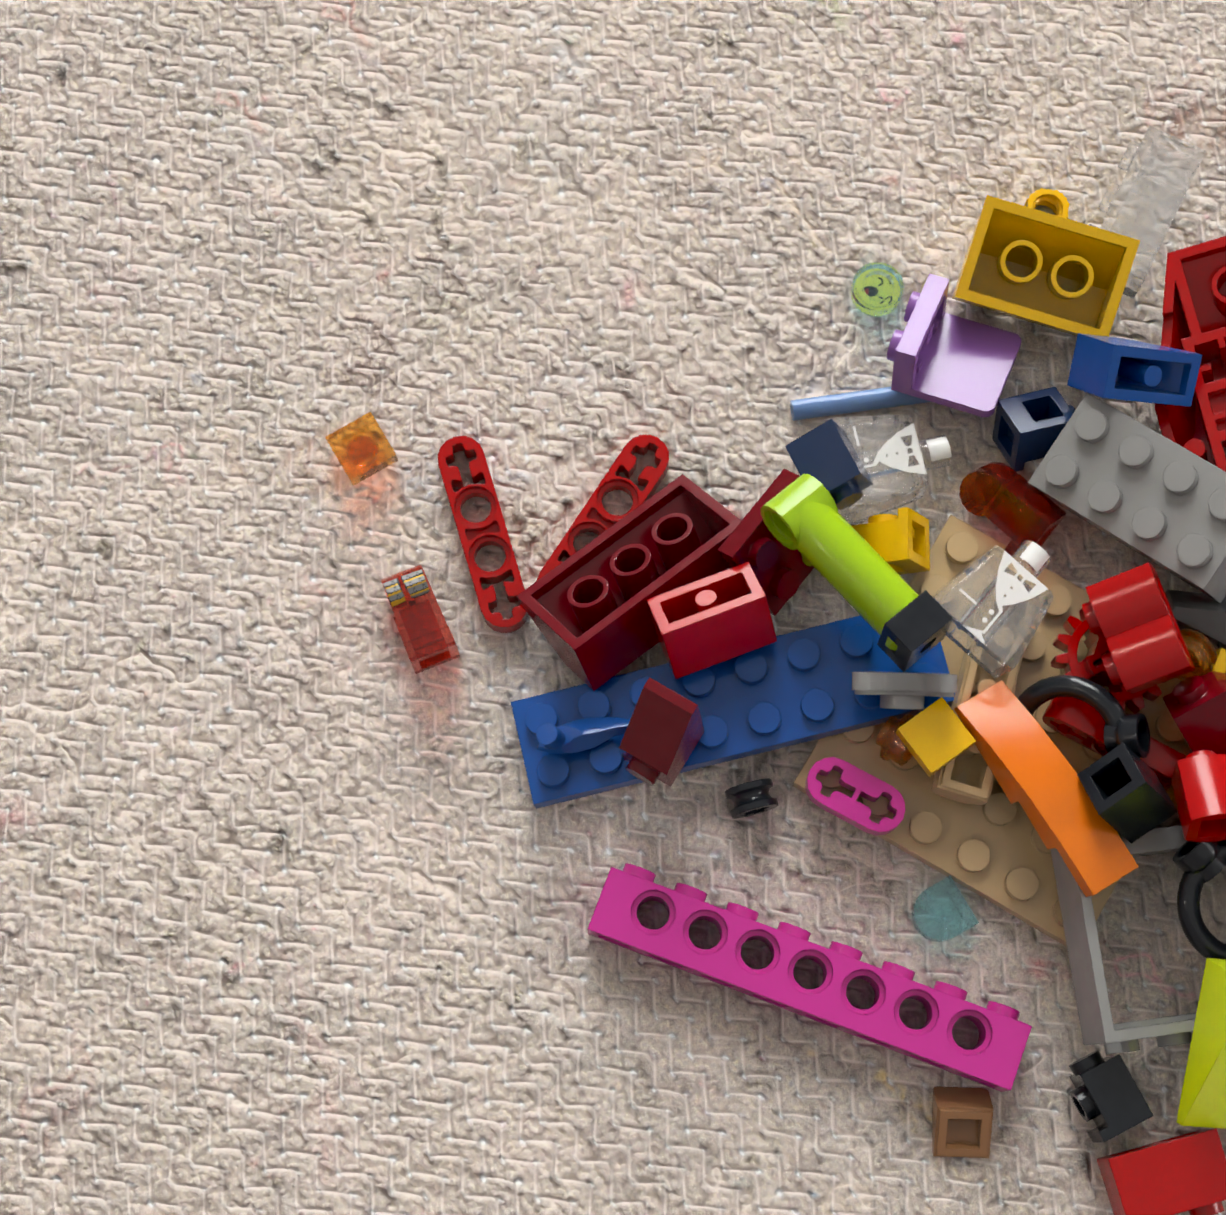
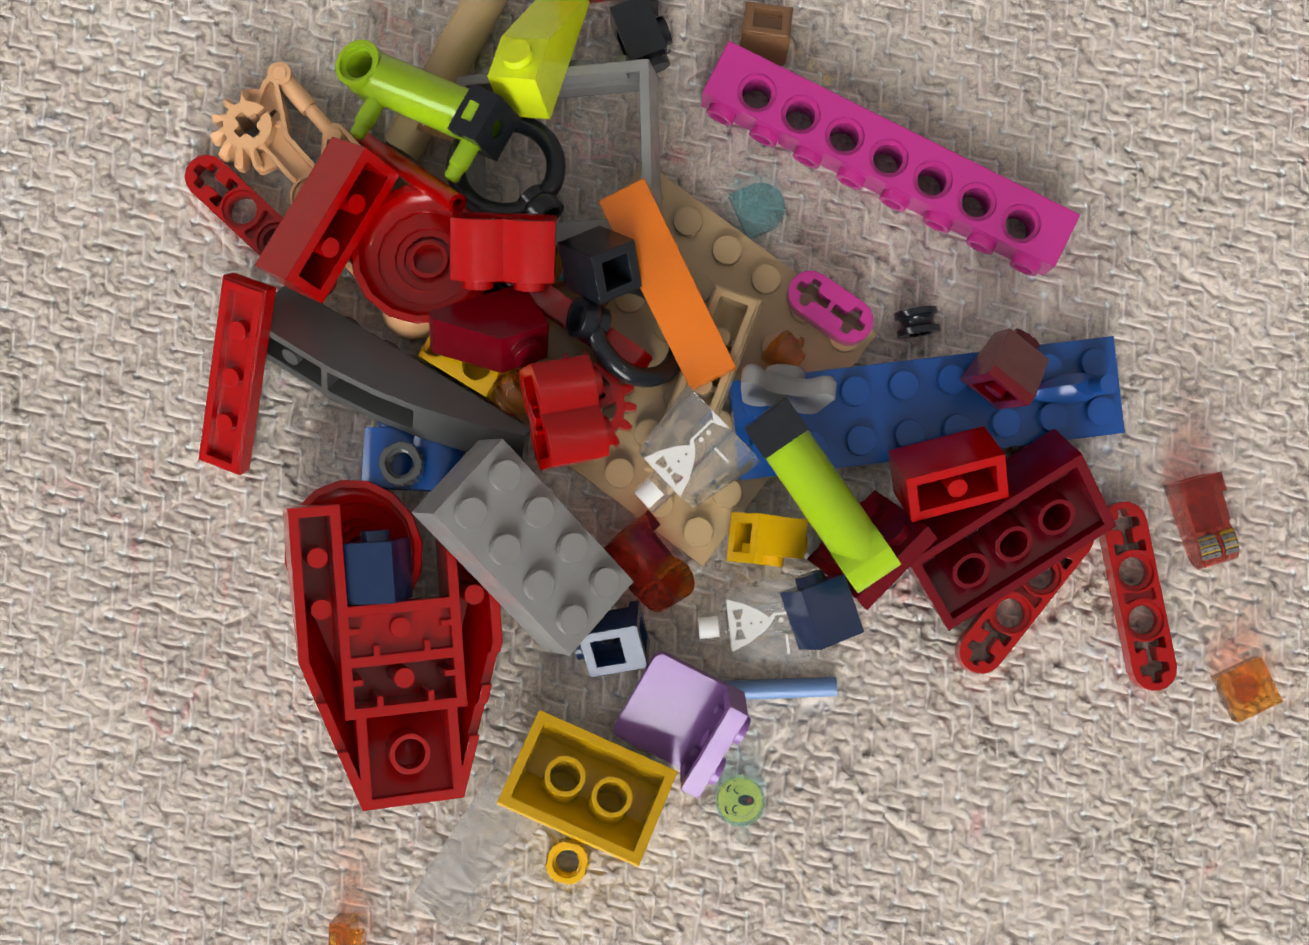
camera: 175 degrees left, 10 degrees up
(935, 736) = (759, 340): yellow tile -> none
(1134, 370) = (522, 673): blue slope -> none

